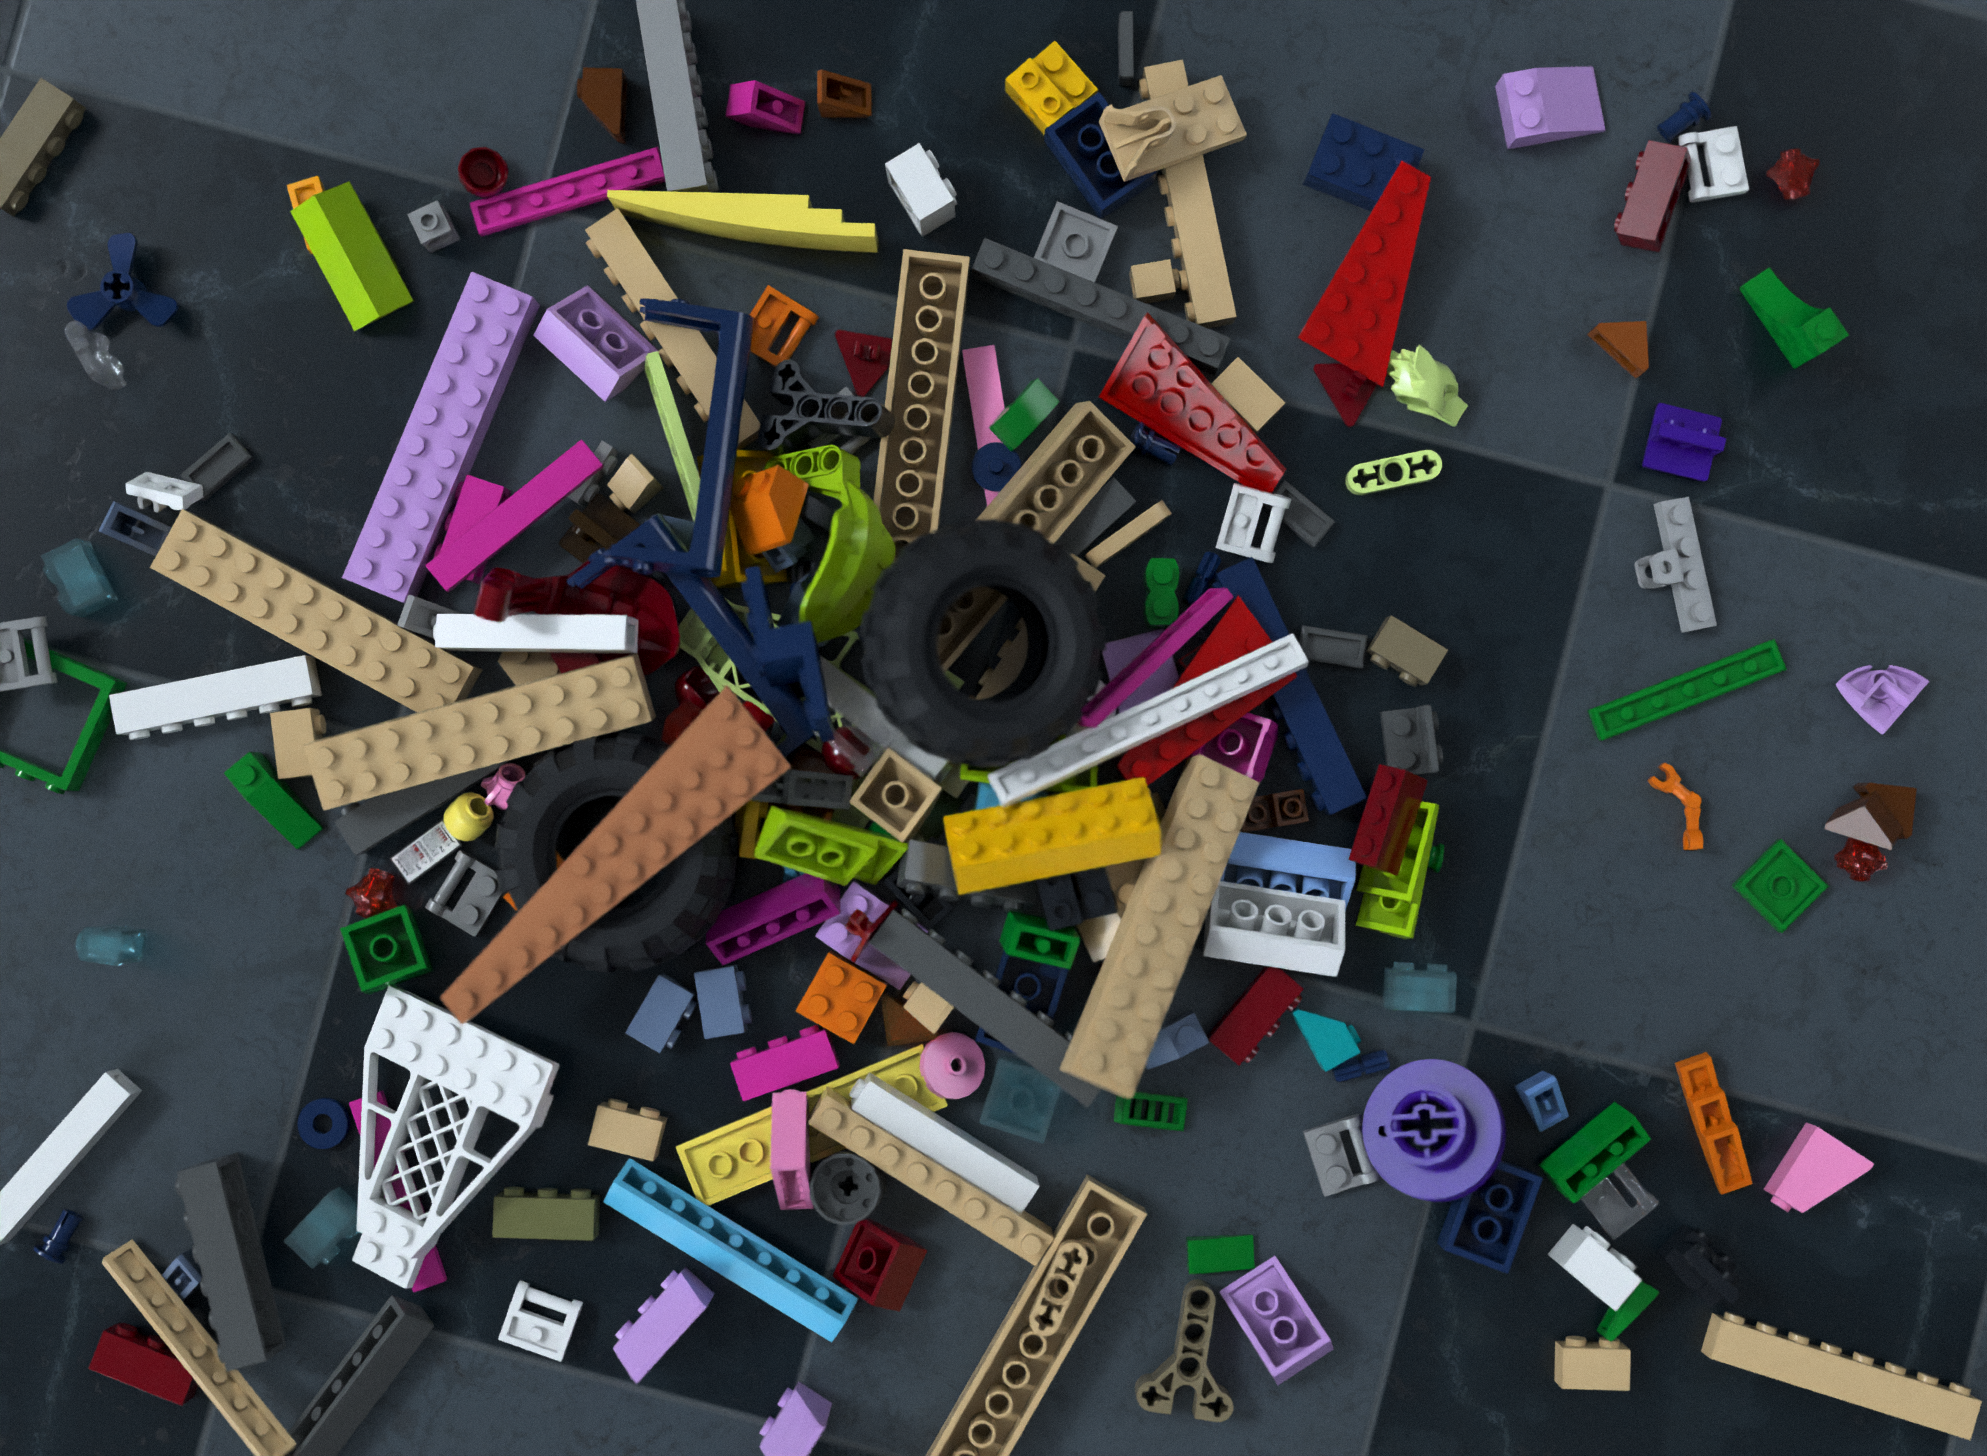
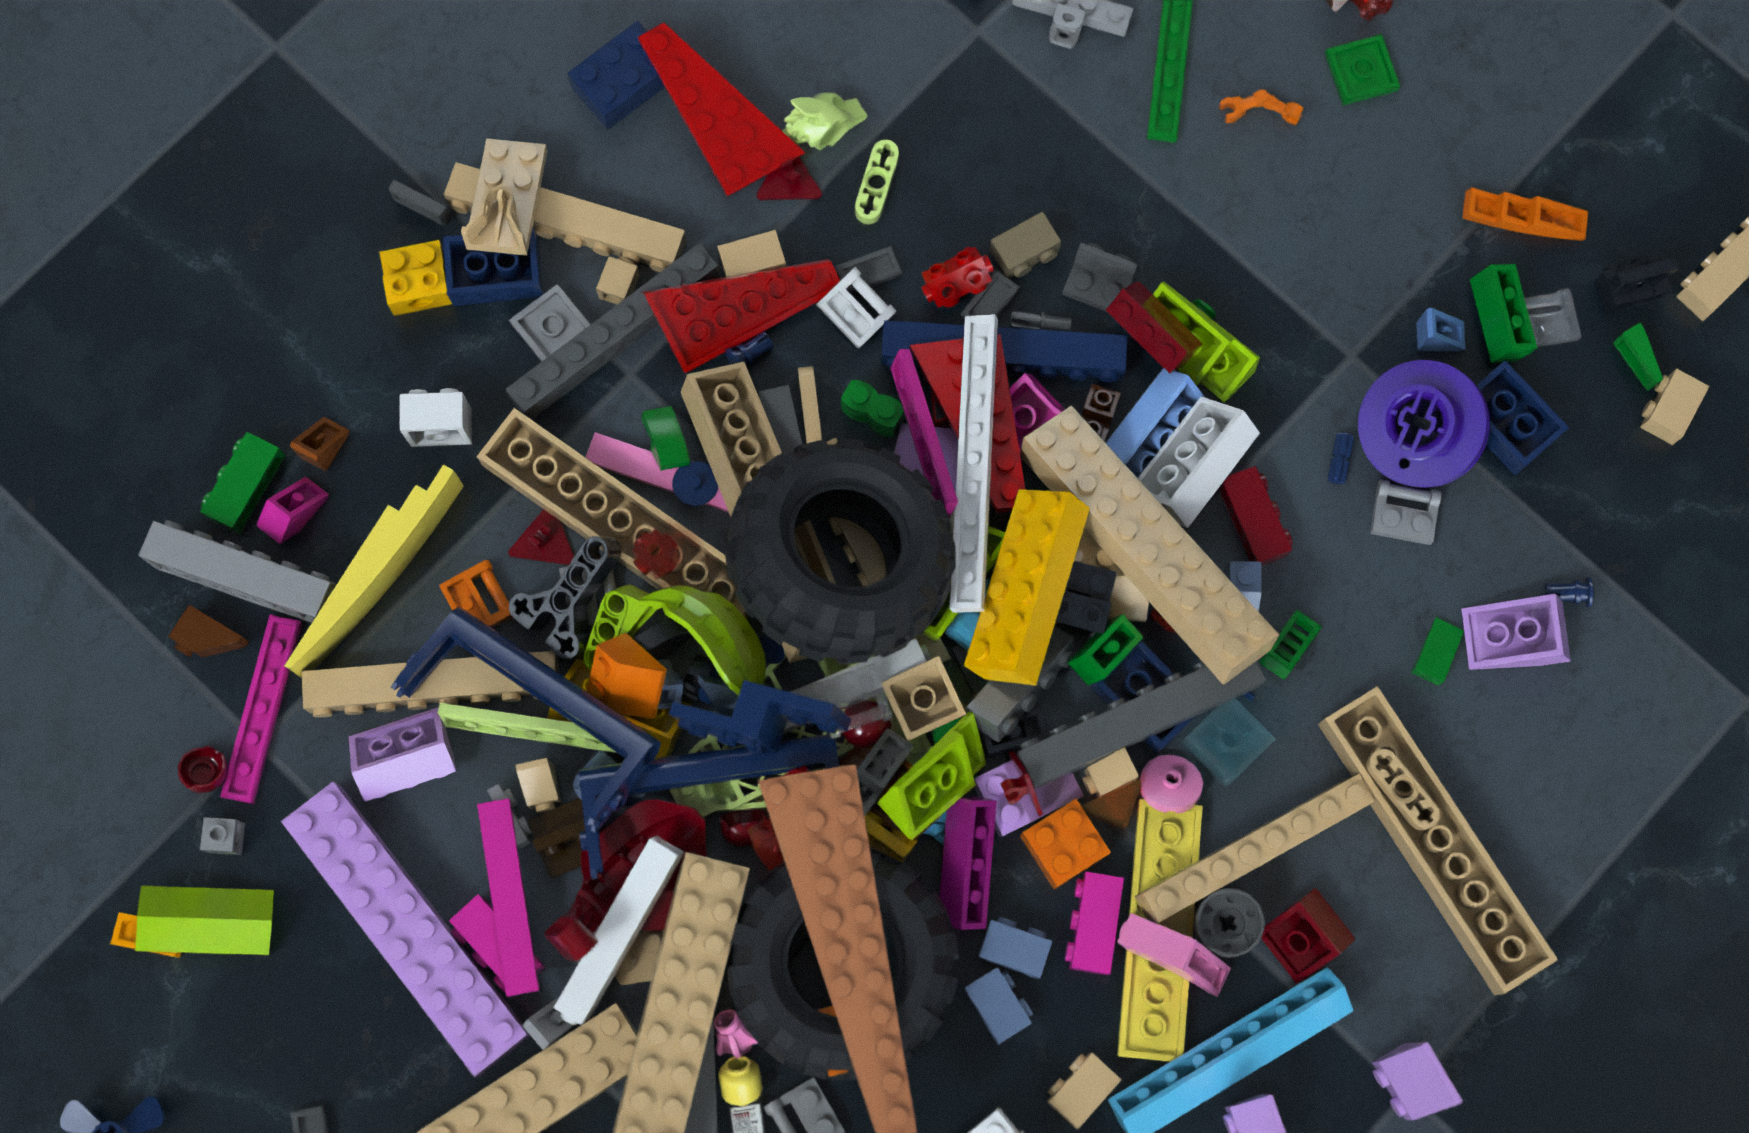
camera: 70 degrees left, 10 degrees down
(764, 47) = (242, 482): none -> green brick
(897, 482) = (658, 564): none -> clear red brick
(943, 1142) = (1231, 823): white brick -> none
(1170, 1375) = (1519, 744): dark tan beam -> none
(1205, 573) = (876, 368): dark blue piece -> none
(1327, 1038) = (1304, 472): teal slope -> none
(1336, 603) = (957, 277): none -> red brick
(1336, 707) = (1039, 322): none -> dark grey axle
(1348, 1354) = (1573, 591): none -> dark blue pin
(1419, 988) = (1302, 379): clear light blue brick -> none
(1601, 1271) = (1595, 359): white brick -> none
(1814, 1170) = (1600, 159): bright pink slope -> none

